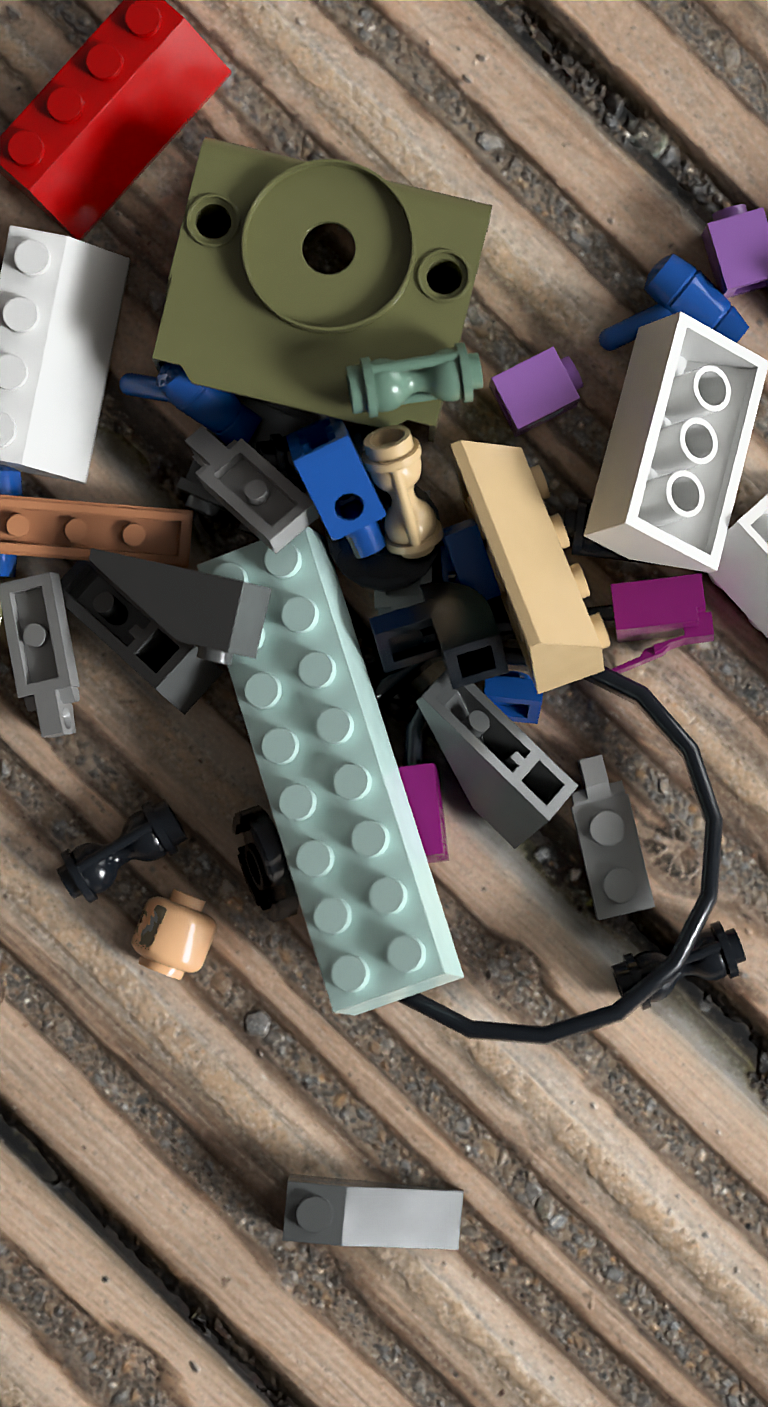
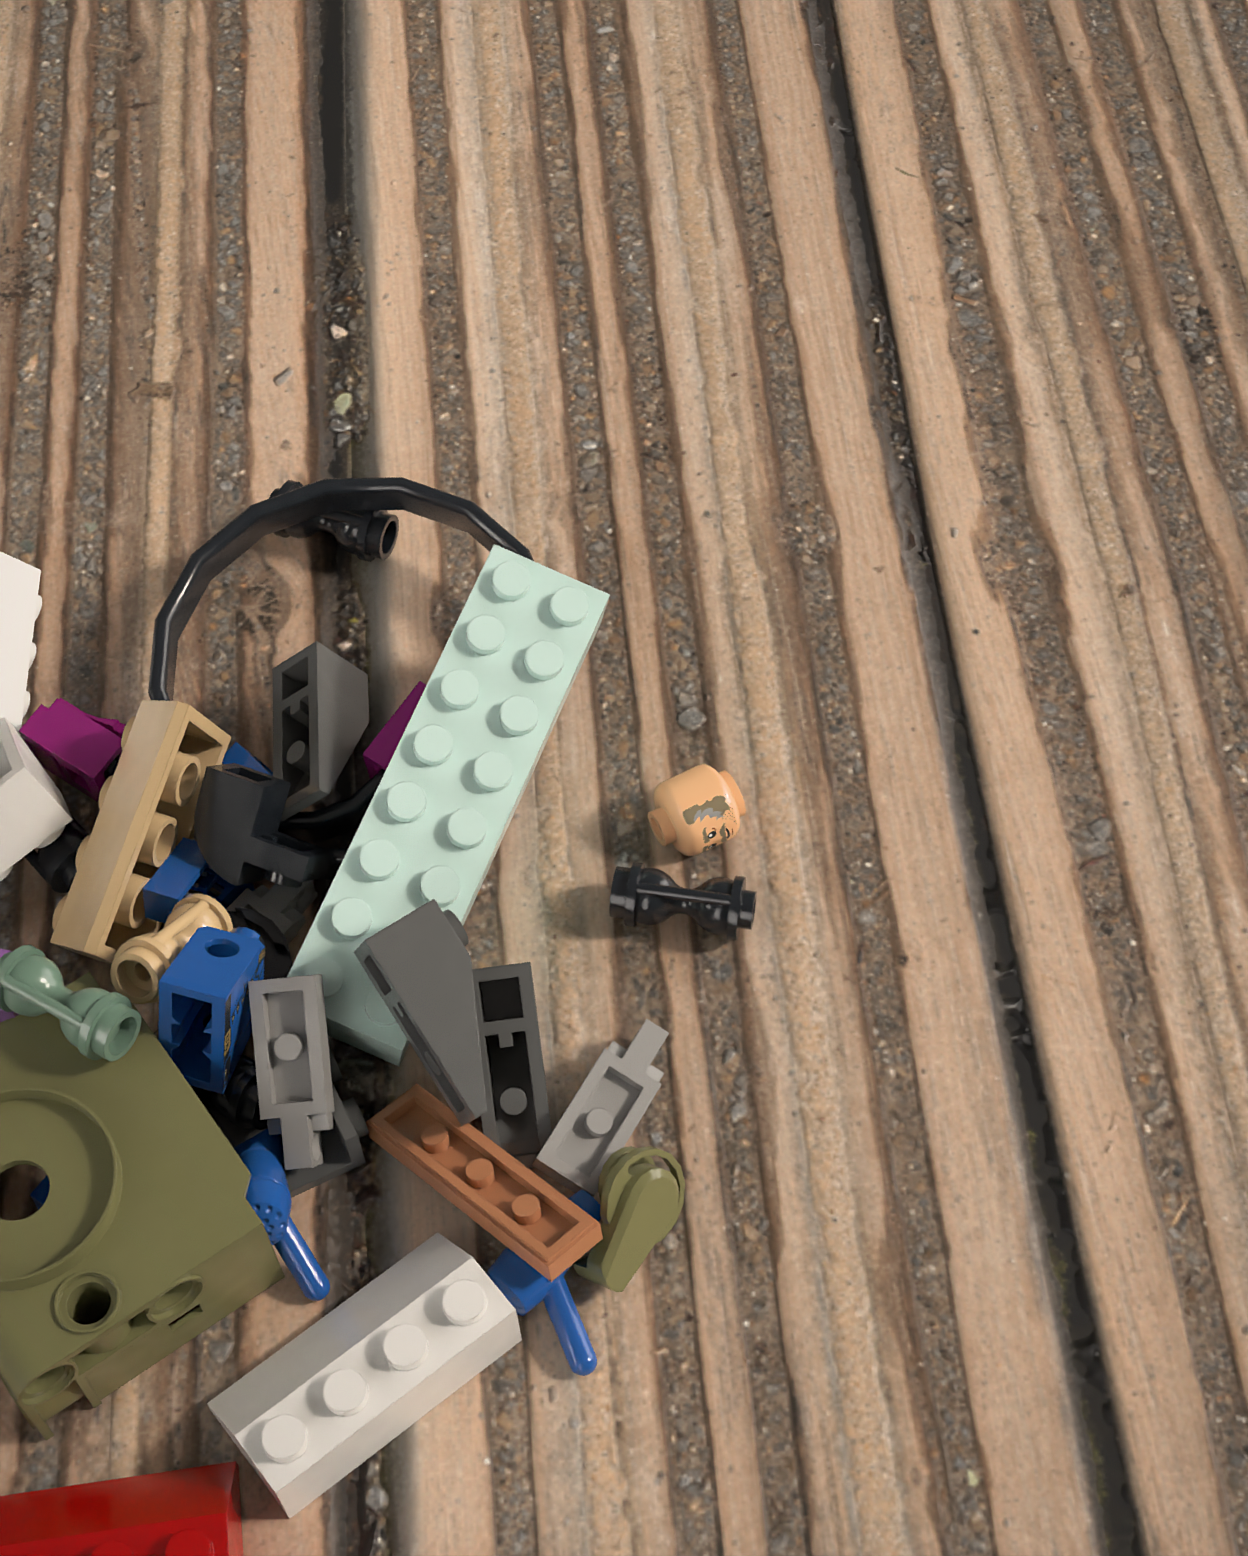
camera: 135 degrees left, 30 degrees down
(265, 864) = (568, 788): black tile -> none
(371, 1213) = (730, 529): slope -> none
(609, 843) = (312, 613): light grey hinge -> none

